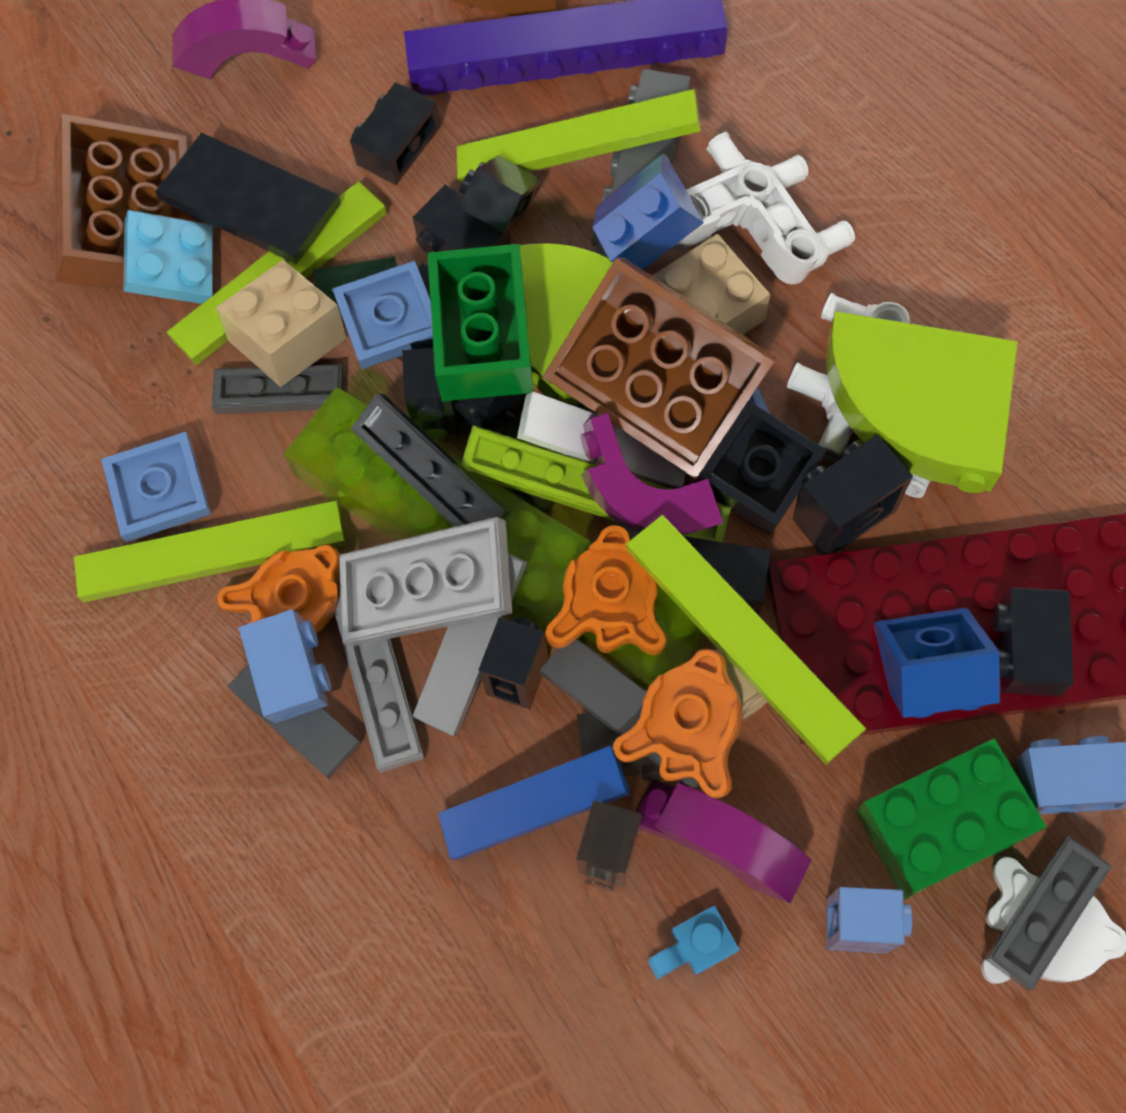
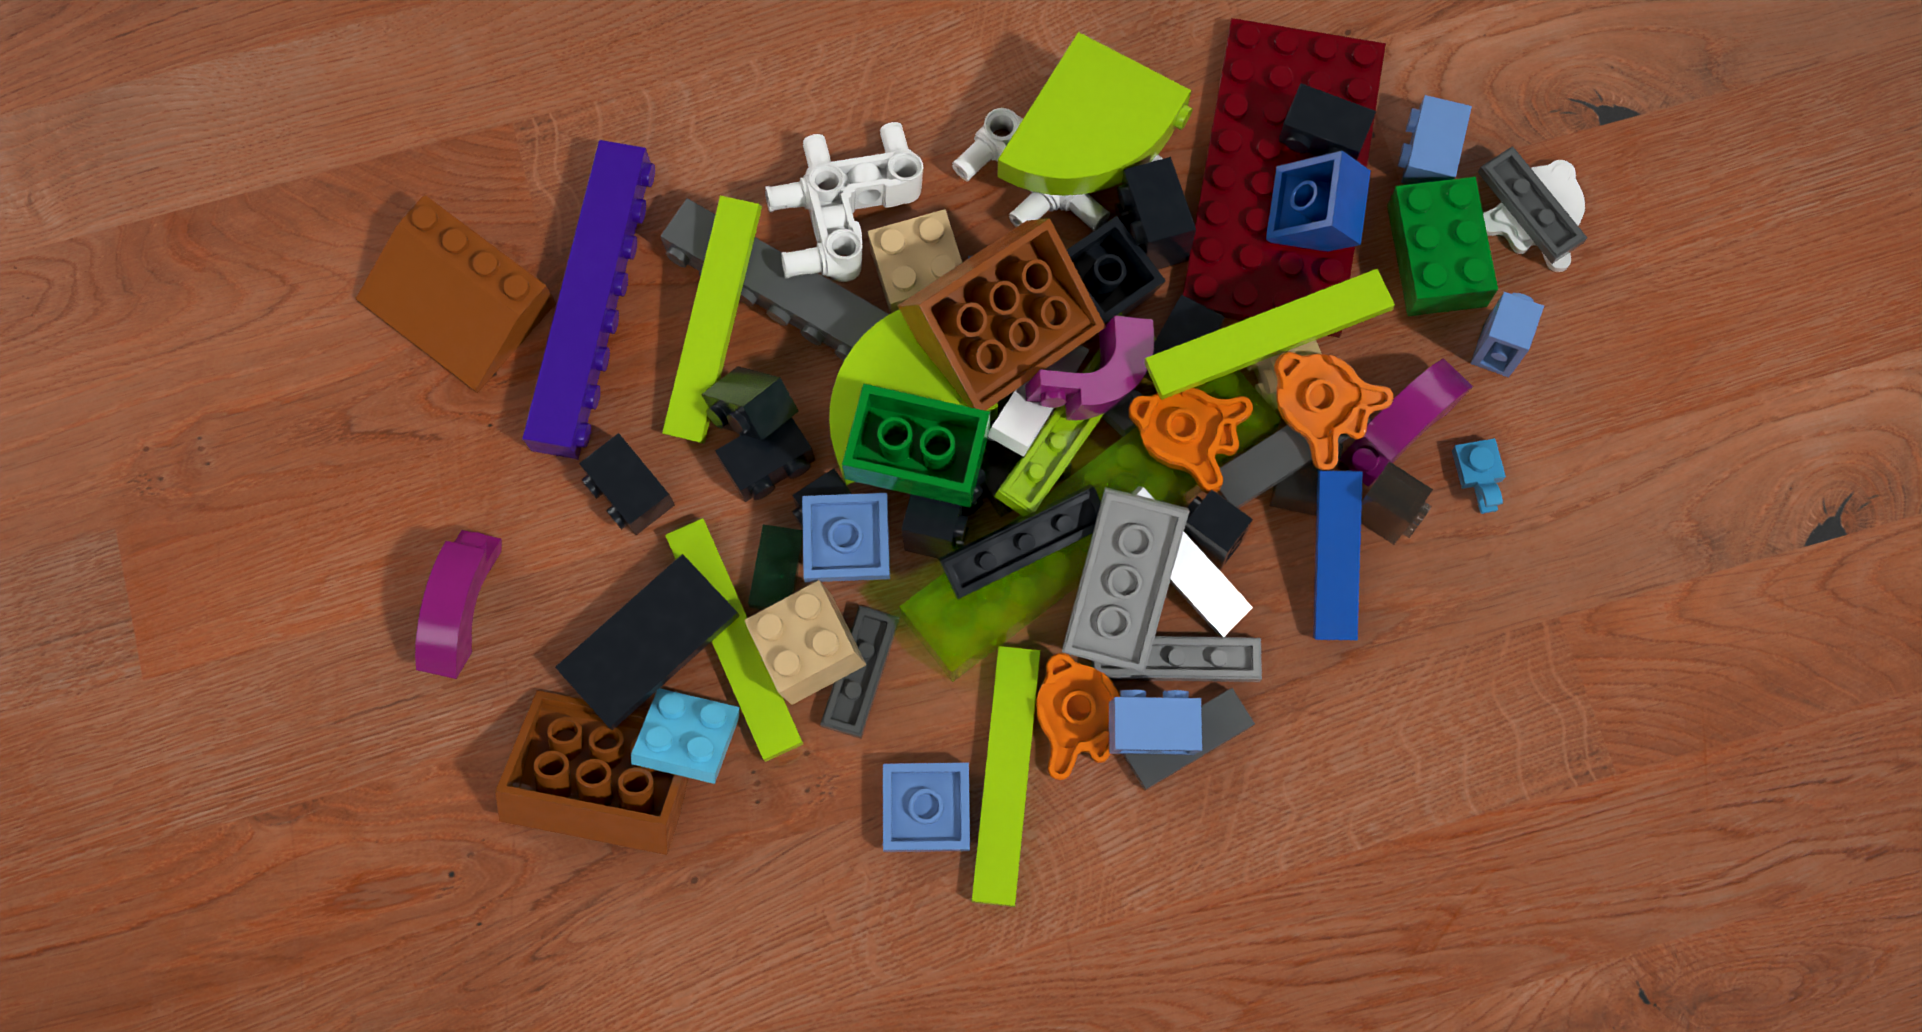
camera: 75 degrees left, 5 degrees up
(646, 215) = (835, 281): blue slope -> none

